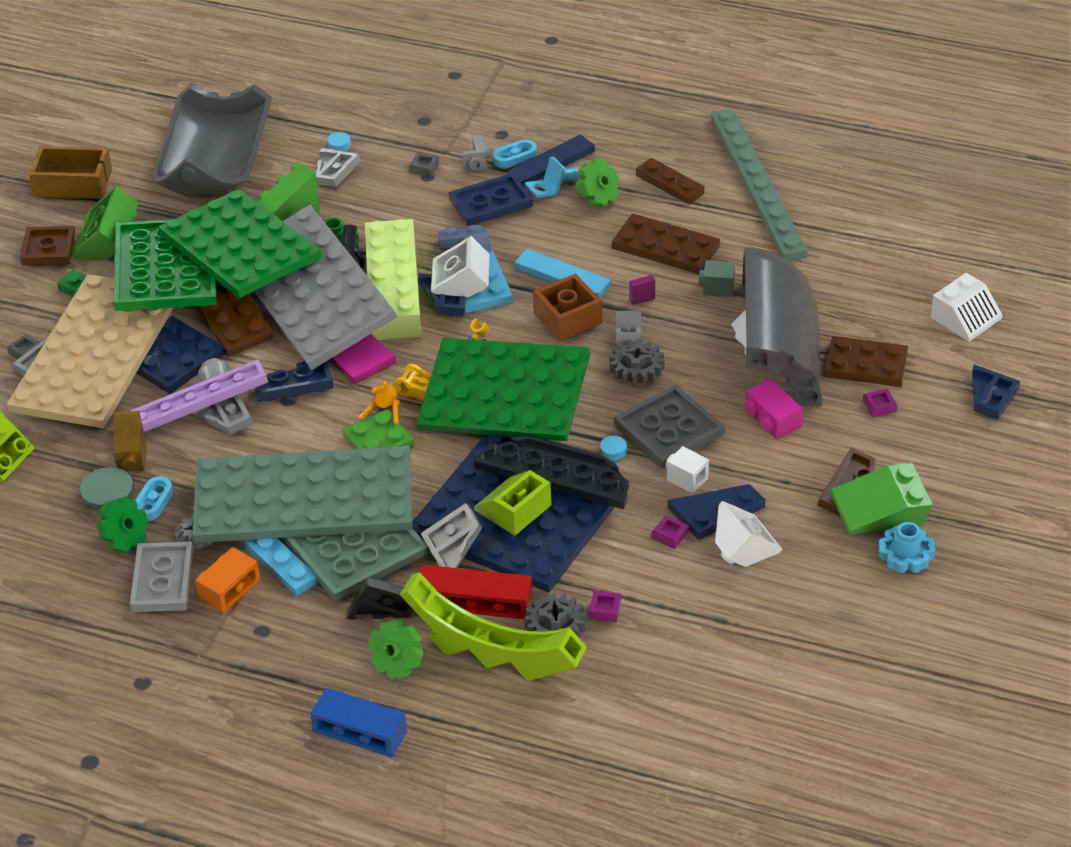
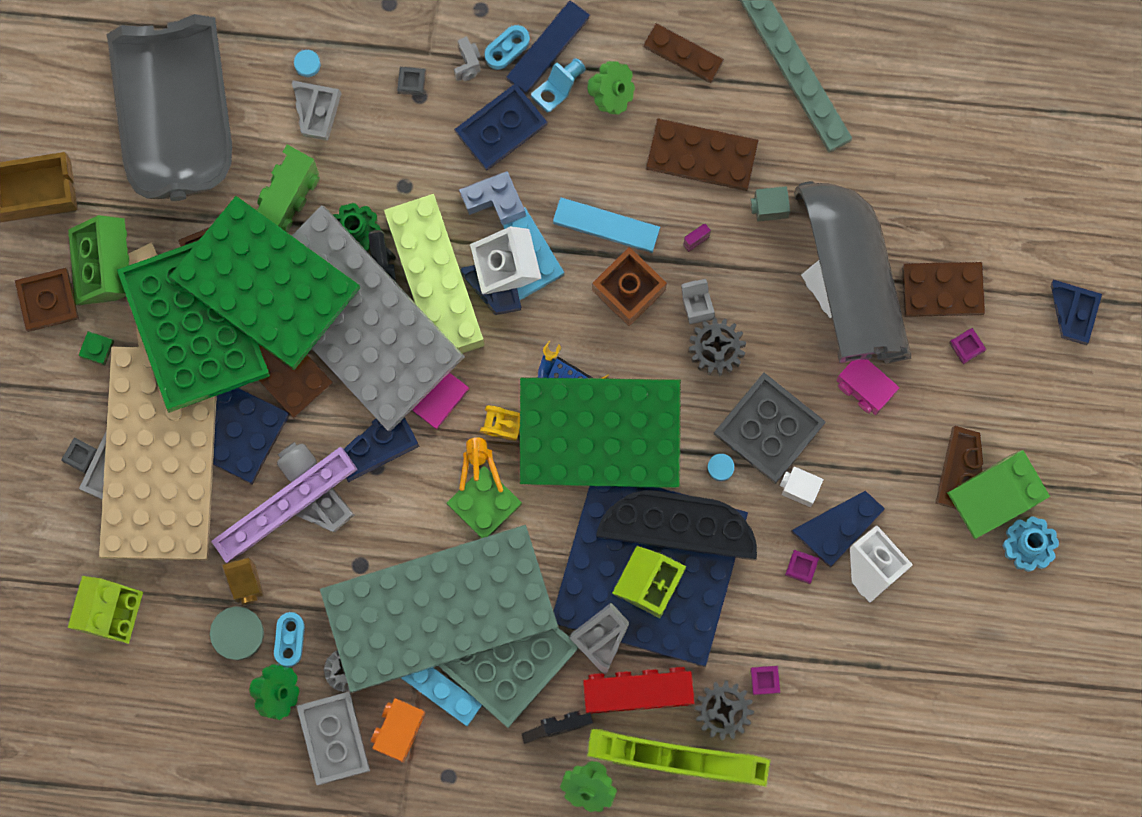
camera: 15 degrees left, 35 degrees up
(965, 307) = (1031, 196): white slope -> none

